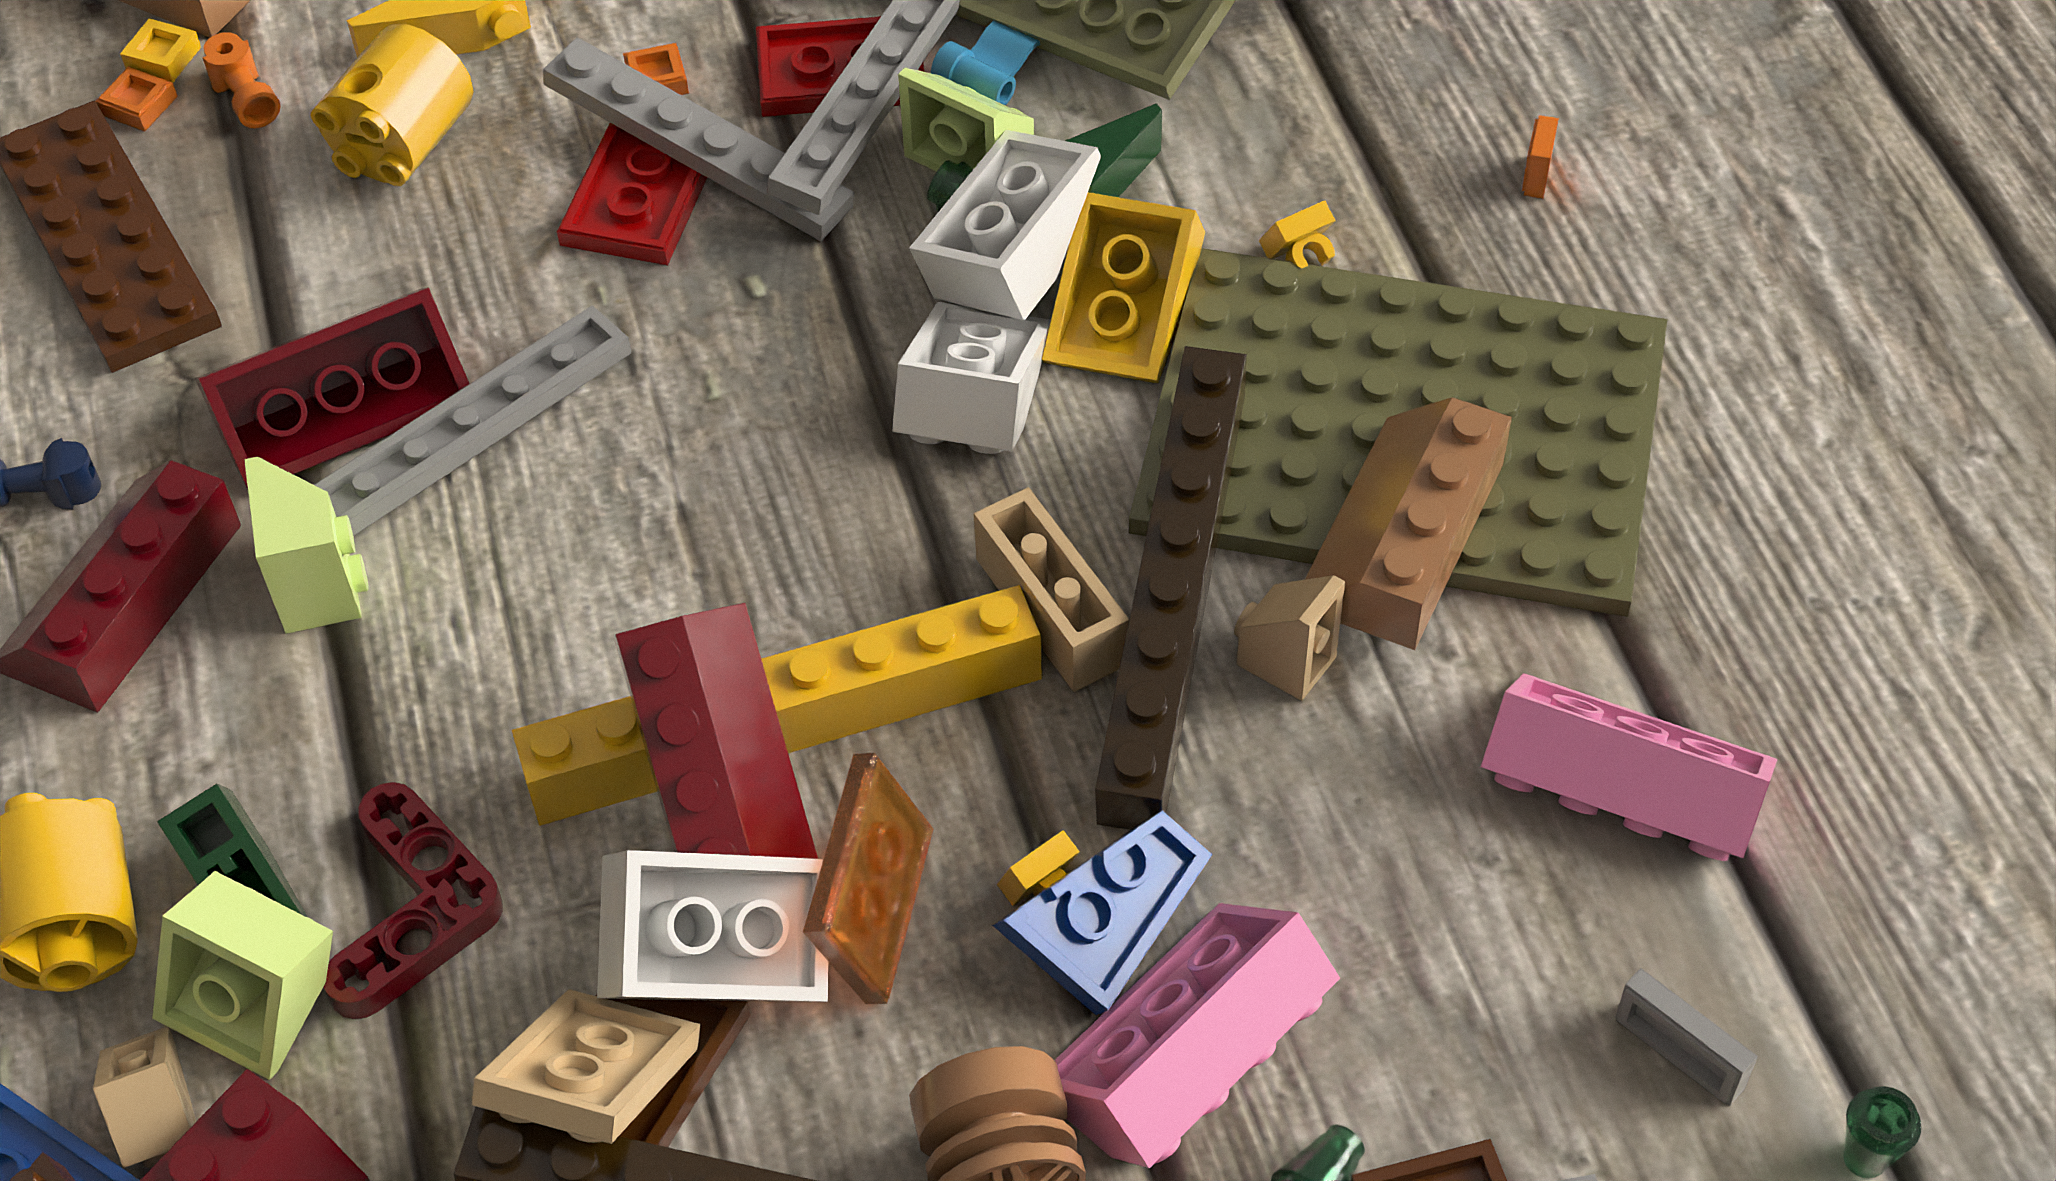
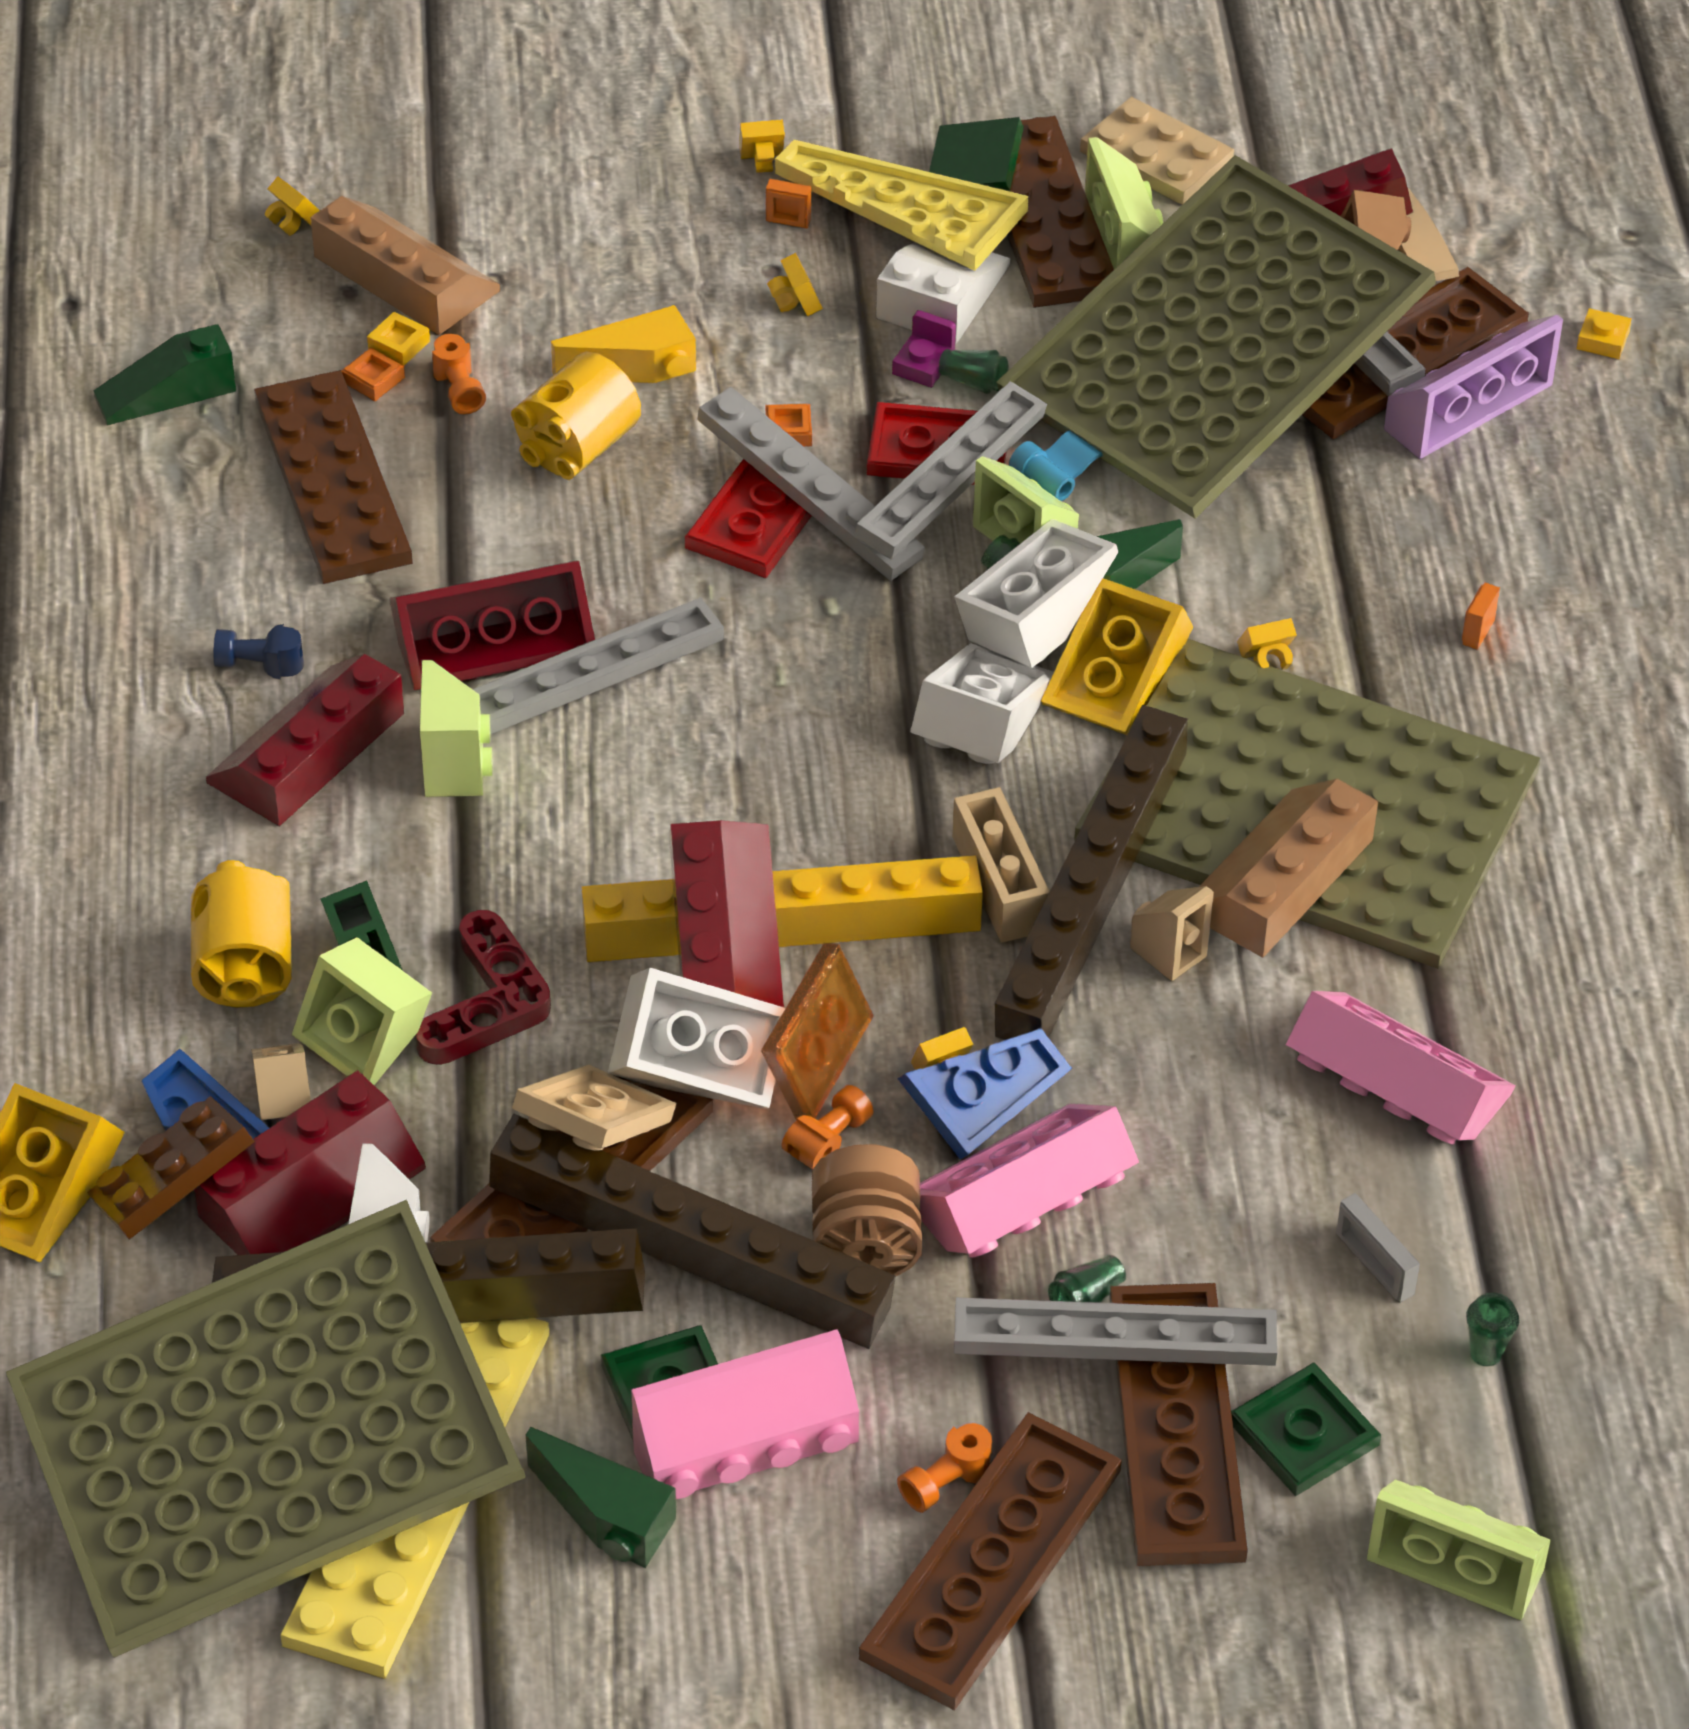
camera: 10 degrees right, 5 degrees down
(900, 1032) = (814, 1139): none -> orange leg

